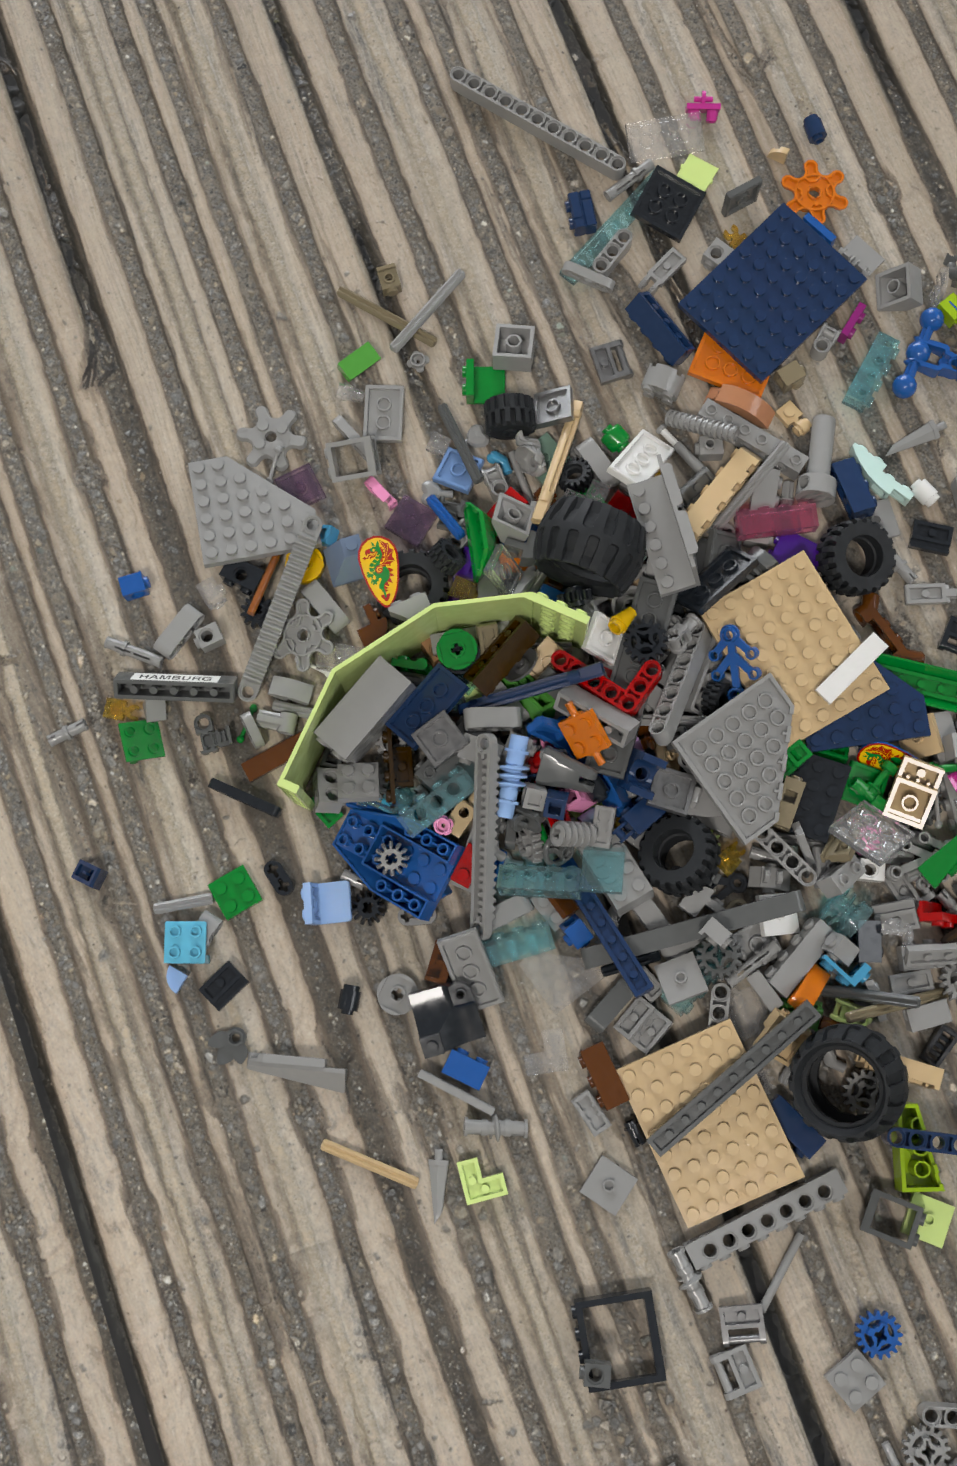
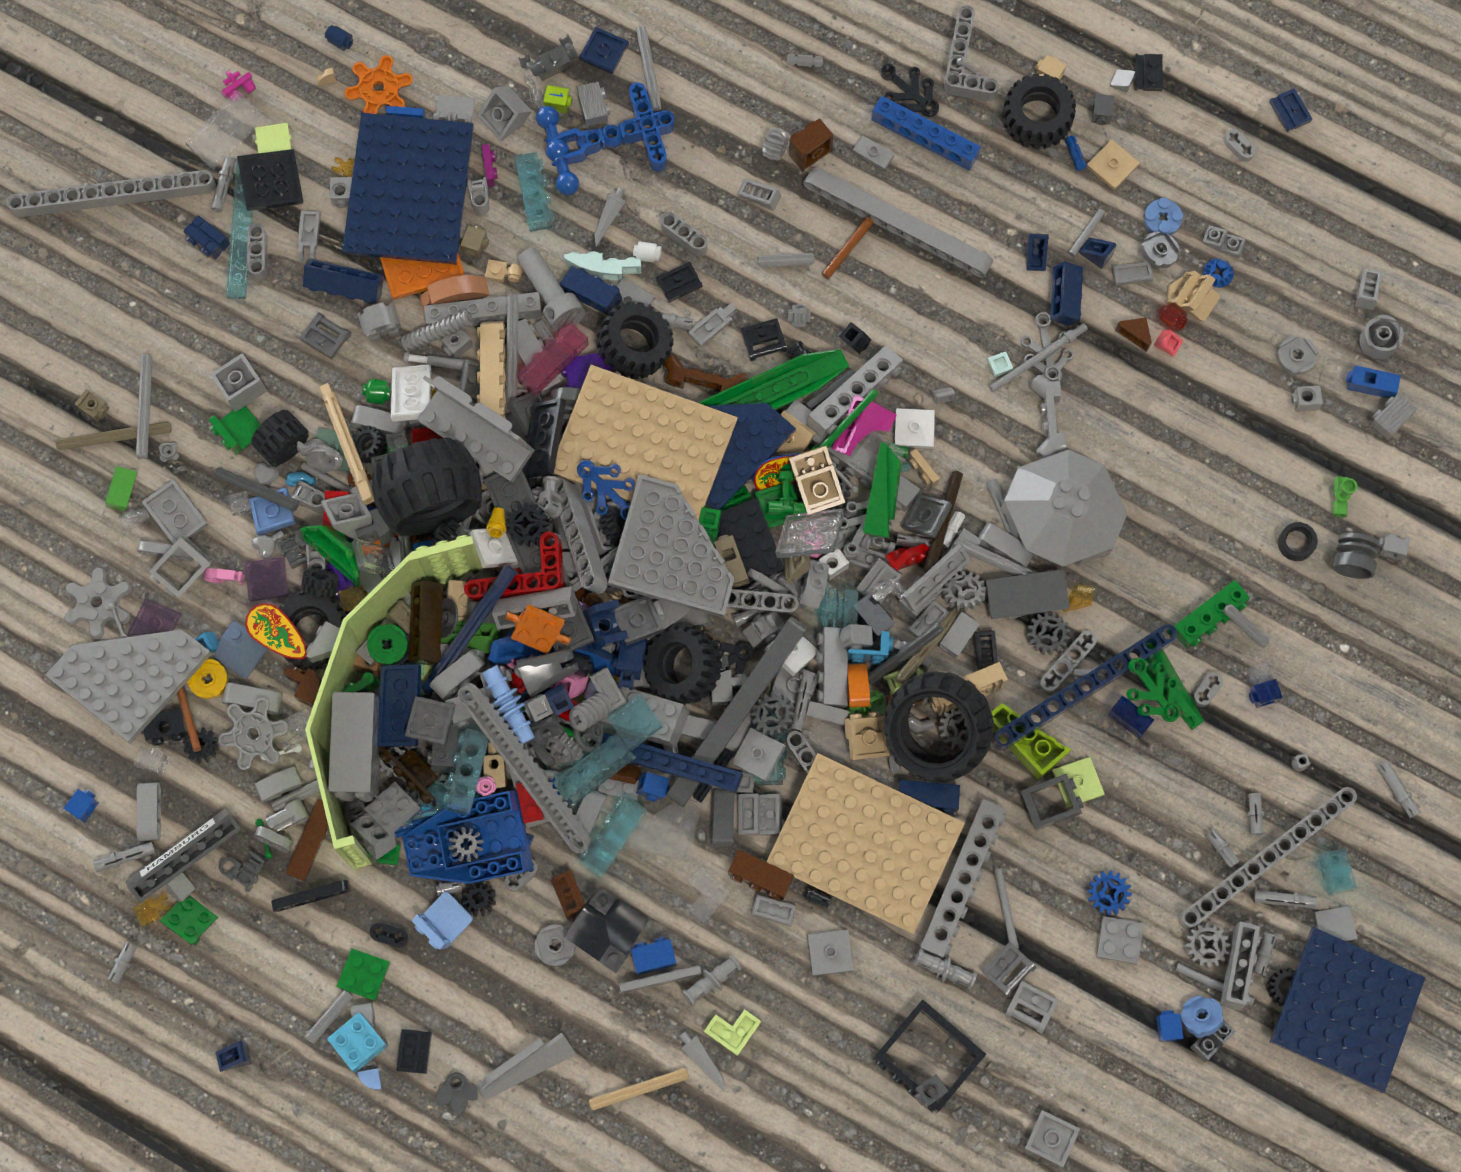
camera: 45 degrees left, 5 degrees down
(217, 640) = (174, 788): light grey brick -> none
(280, 608) = (218, 727): light grey gear -> none
(349, 999) = (521, 979): black brick -> none
(445, 517) = (292, 554): blue axle -> none
(469, 963) = (589, 873): light grey tile -> none
(553, 407) = (308, 404): flat silver plate -> none
(588, 277) = (253, 283): light grey beam -> none
(716, 933) = (756, 697): light grey brick -> none
(730, 858) = (724, 638): clear yellow plate -> none
(733, 1077) = (854, 793): dark grey plate -> none
(741, 196) = (324, 132): dark grey plate -> none
(851, 668) = (697, 424): white tile -> none

